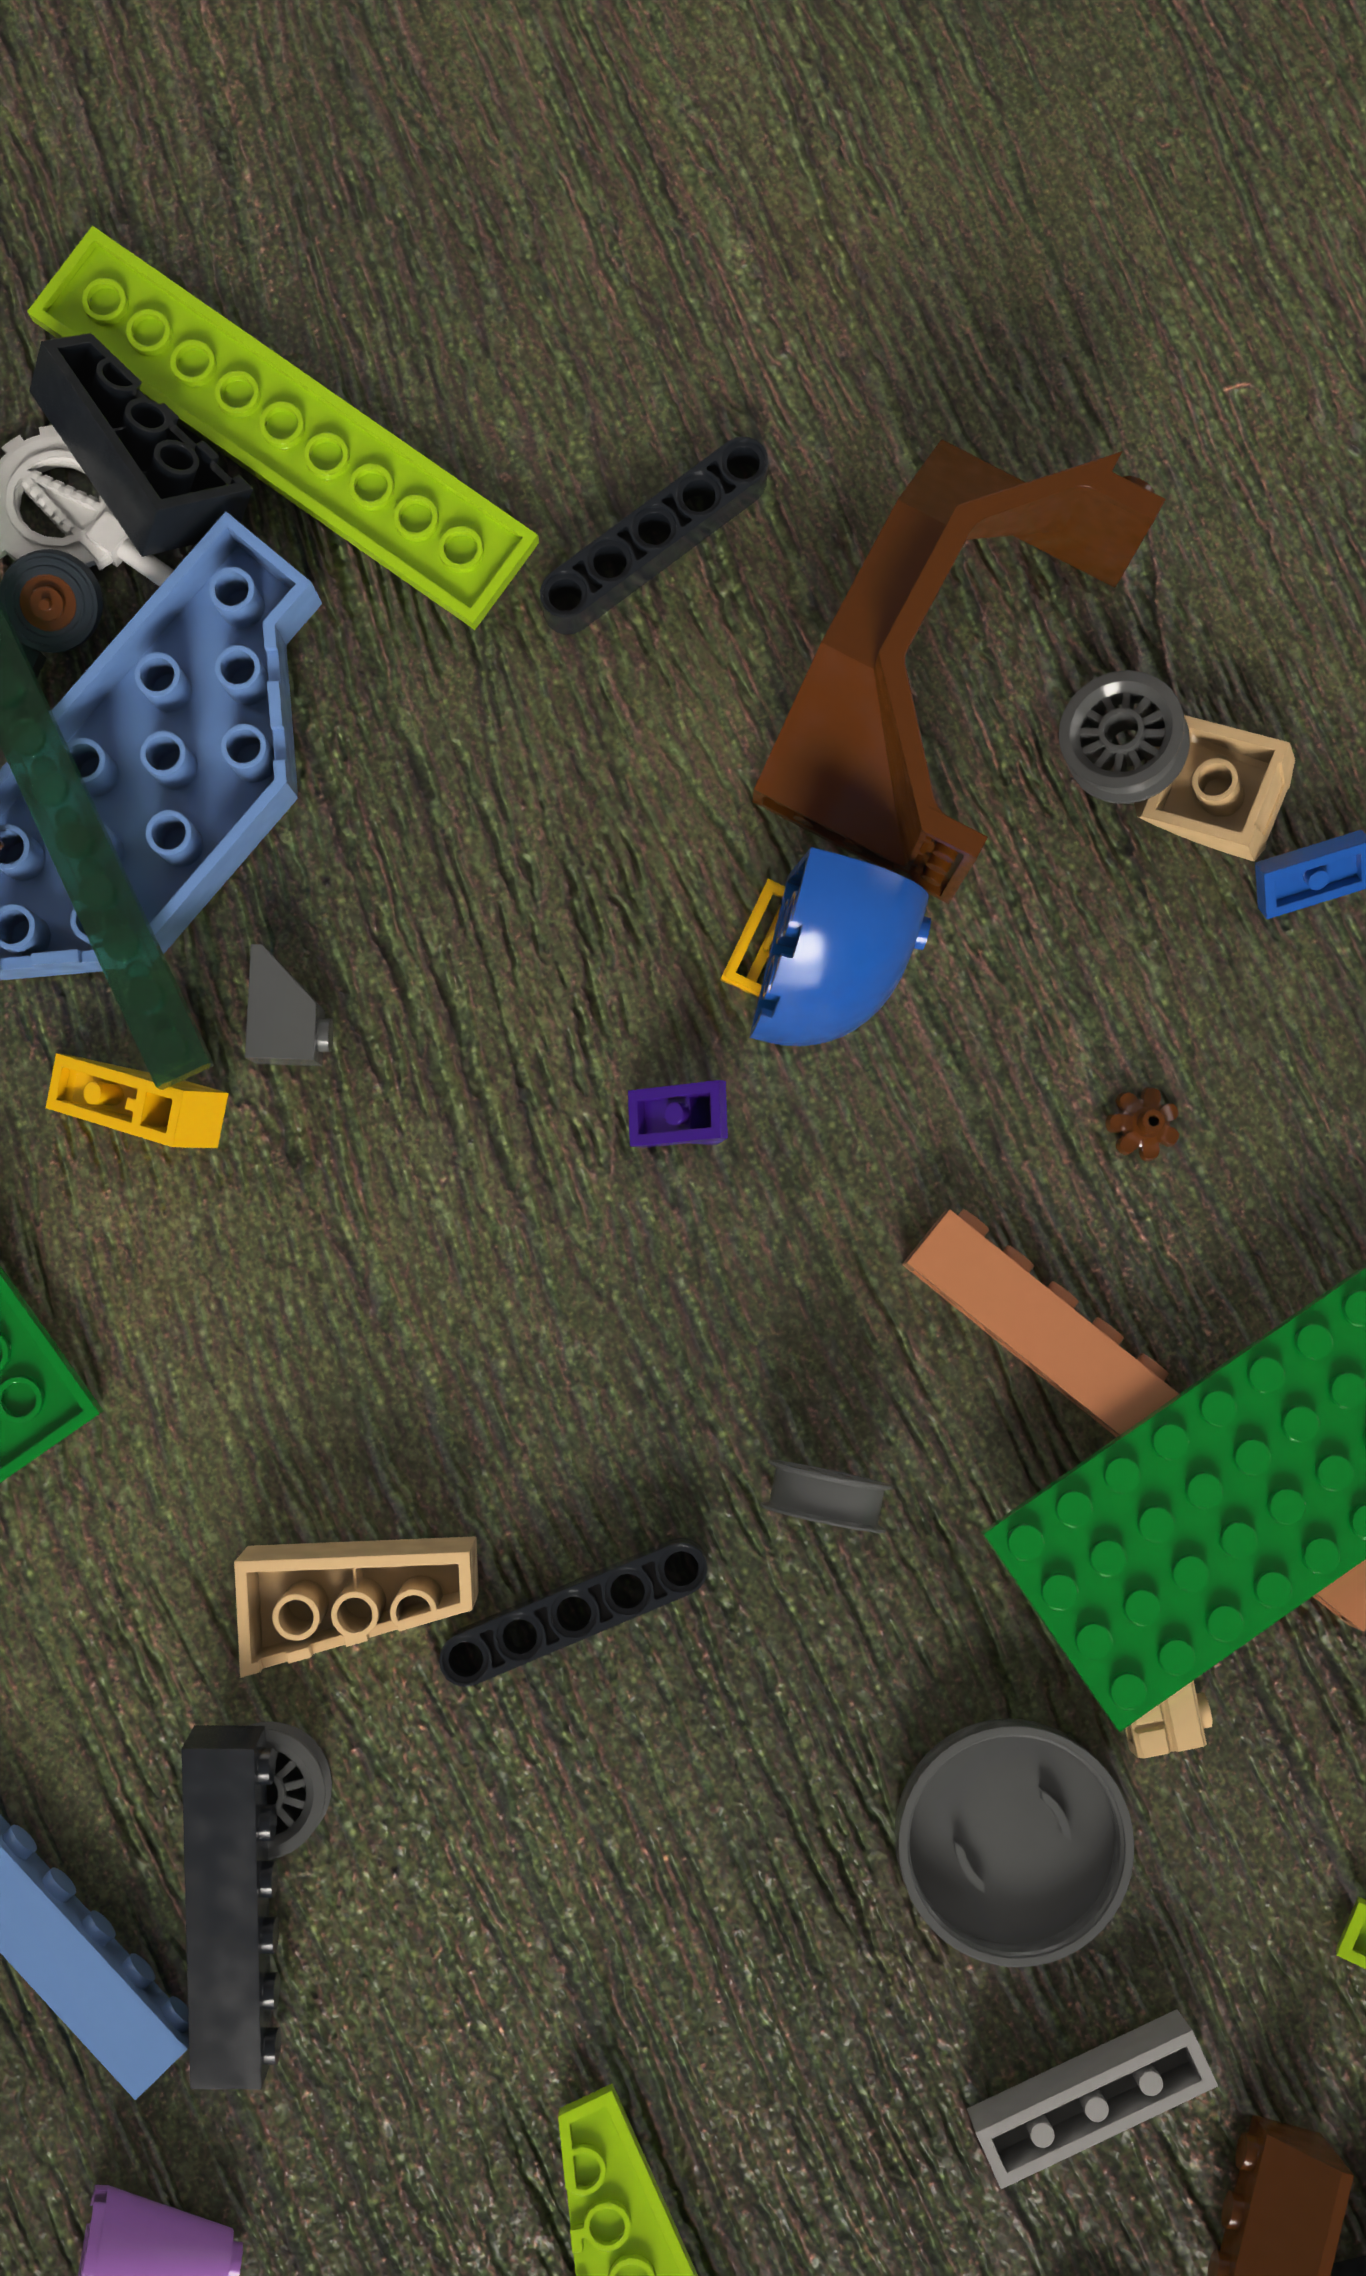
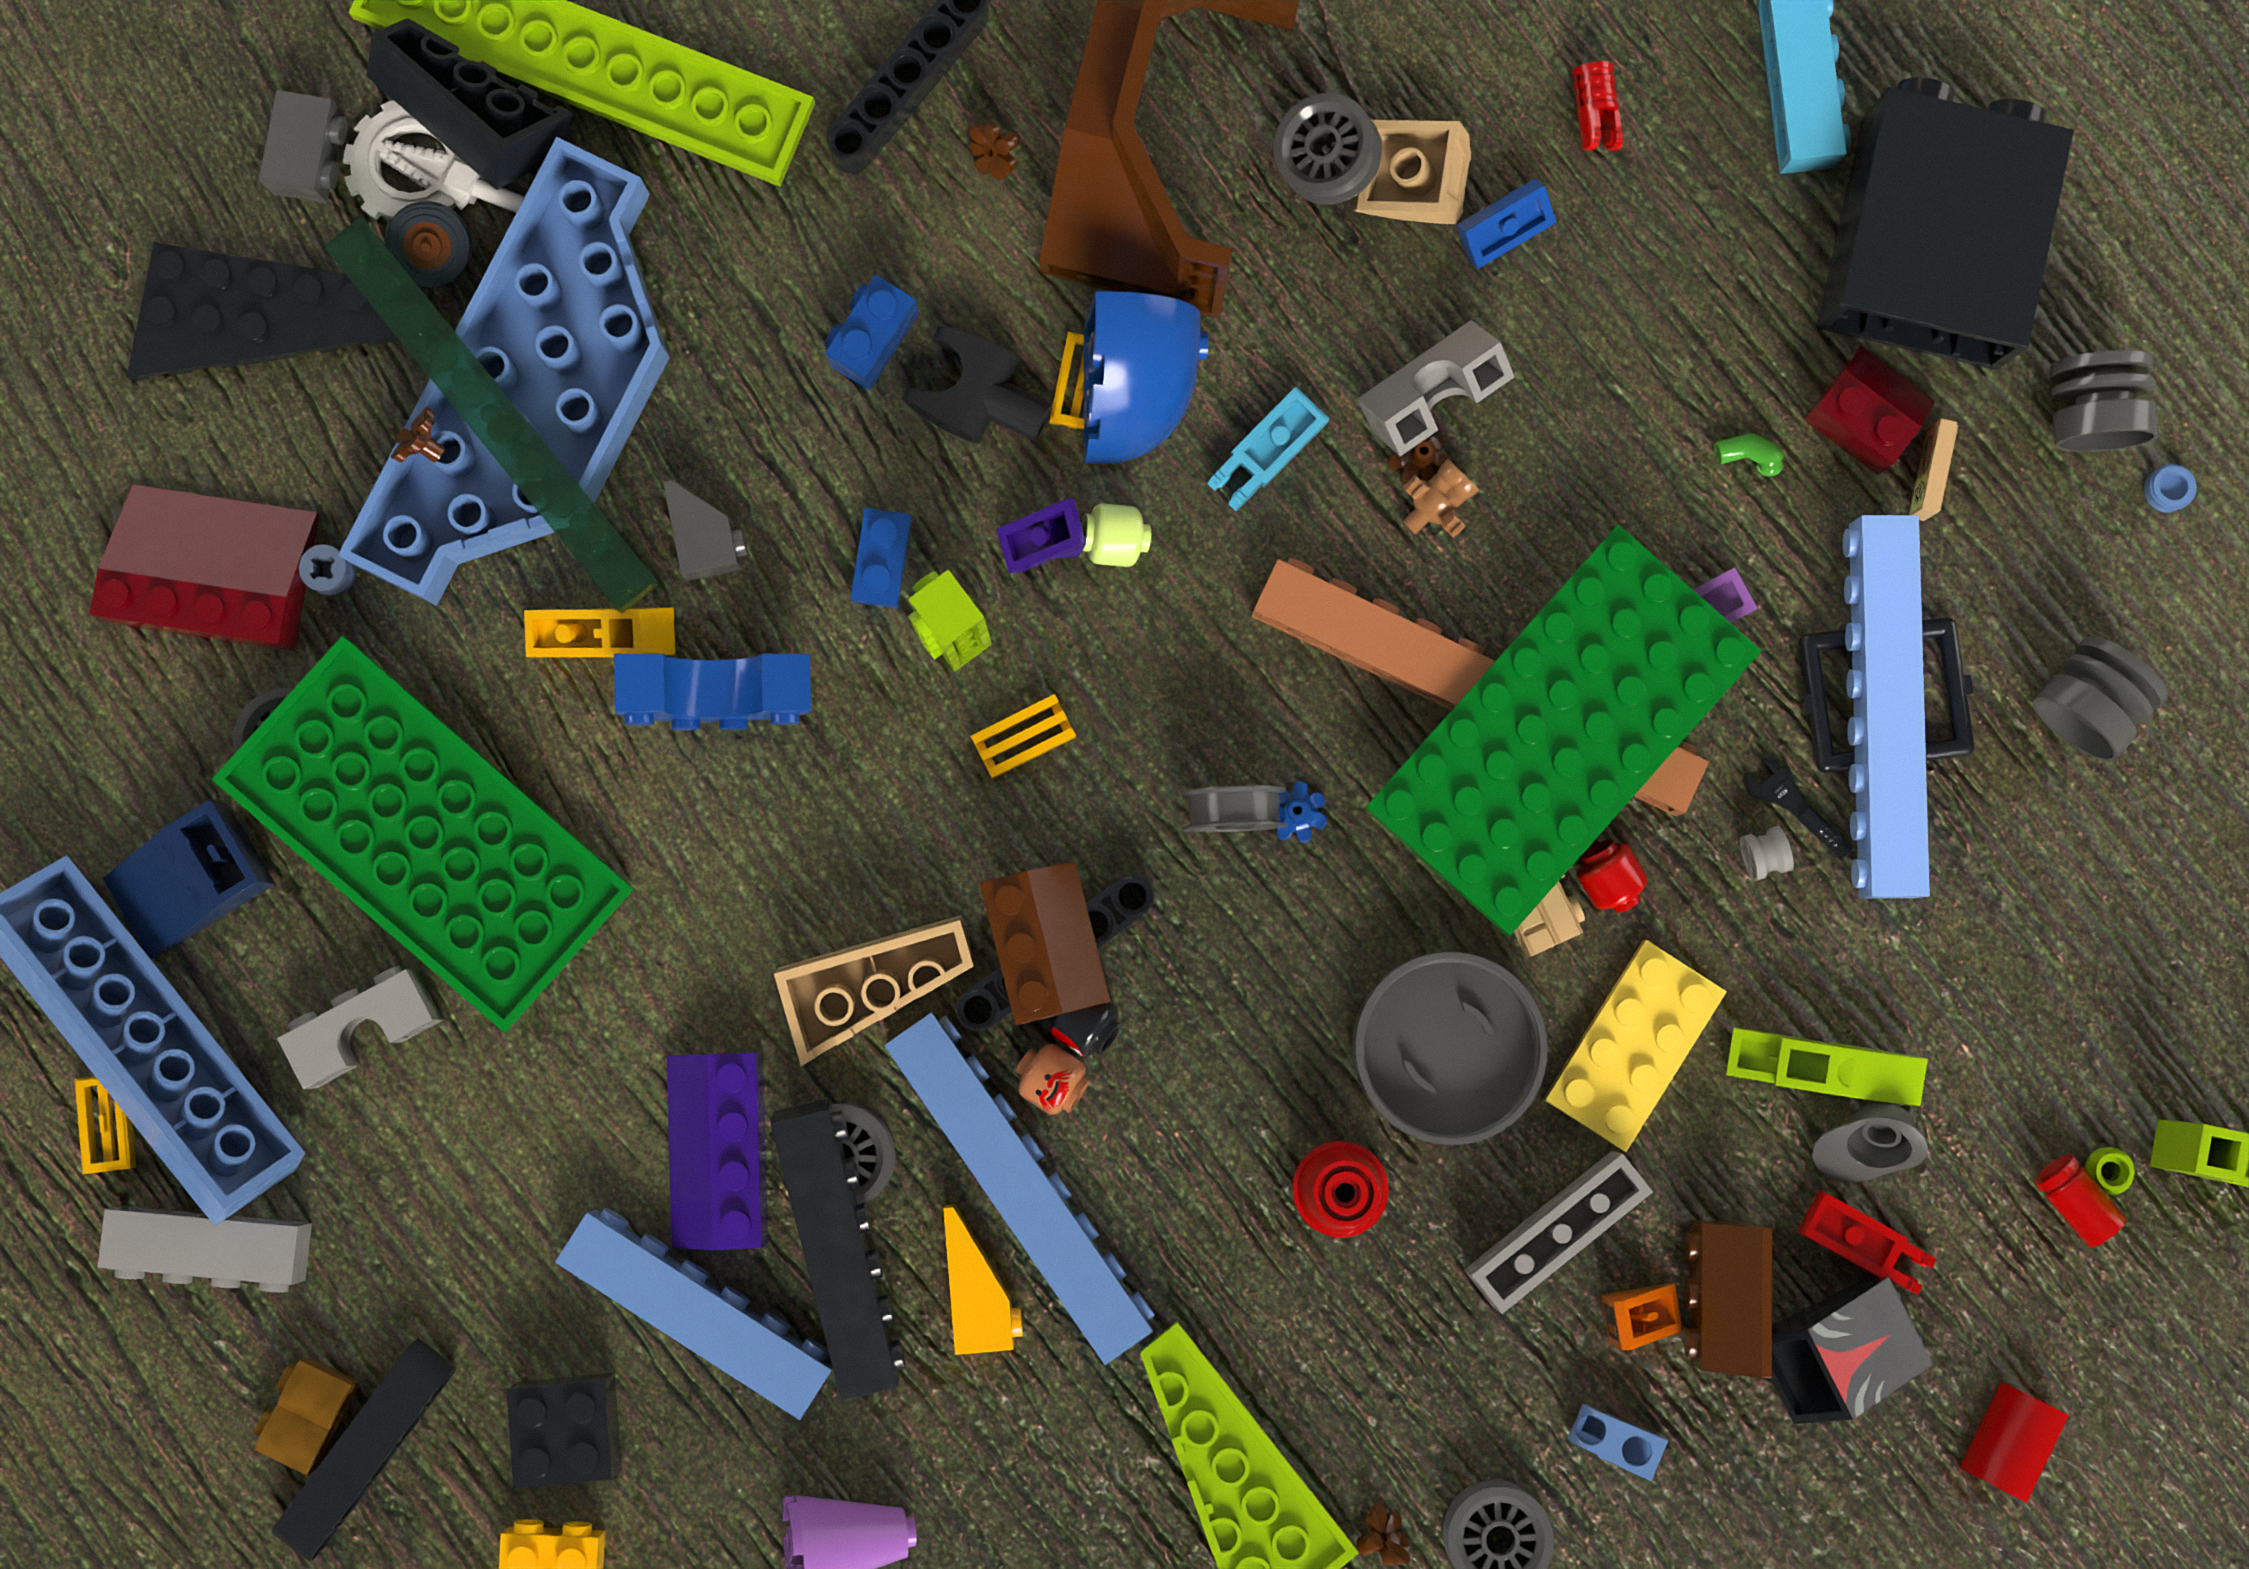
camera: 20 degrees left, 0 degrees up
(122, 1749) = (717, 1151): none -> dark purple slope
(244, 1201) = (712, 690): none -> blue brick
(385, 1998) = (979, 1299): none -> yellow slope
(466, 1884) = (1020, 1187): none -> medium blue brick
(485, 1091) = (881, 558): none -> blue plate
(533, 1761) = (1052, 1079): none -> nougat head
(538, 824) = (871, 331): none -> blue brick
(538, 1193) = (947, 620): none -> lime brick
(553, 1353) = (1058, 718): none -> yellow tile
(562, 1606) = (1045, 942): none -> reddish brown slope
(589, 1700) = (1087, 1029): none -> black head
(649, 926) = (981, 391): none -> black connector
(732, 645) = (993, 149): none -> reddish brown plant
(765, 1132) = (1115, 535): none -> yellowish green head
(836, 1953) = (1323, 1172): none -> red piece
(916, 1506) = (1309, 817): none -> blue plant
(975, 1069) = (1271, 445): none -> medium azure hinge
(1157, 1182) = (1439, 499): none -> medium nougat piece
(1164, 2221) = (1641, 1315): none -> orange slope
(1220, 1028) = (1461, 364): none -> light grey arch
(1234, 1889) = (1634, 1045): none -> light yellow plate
(1257, 1683) = (1611, 876): none -> red head

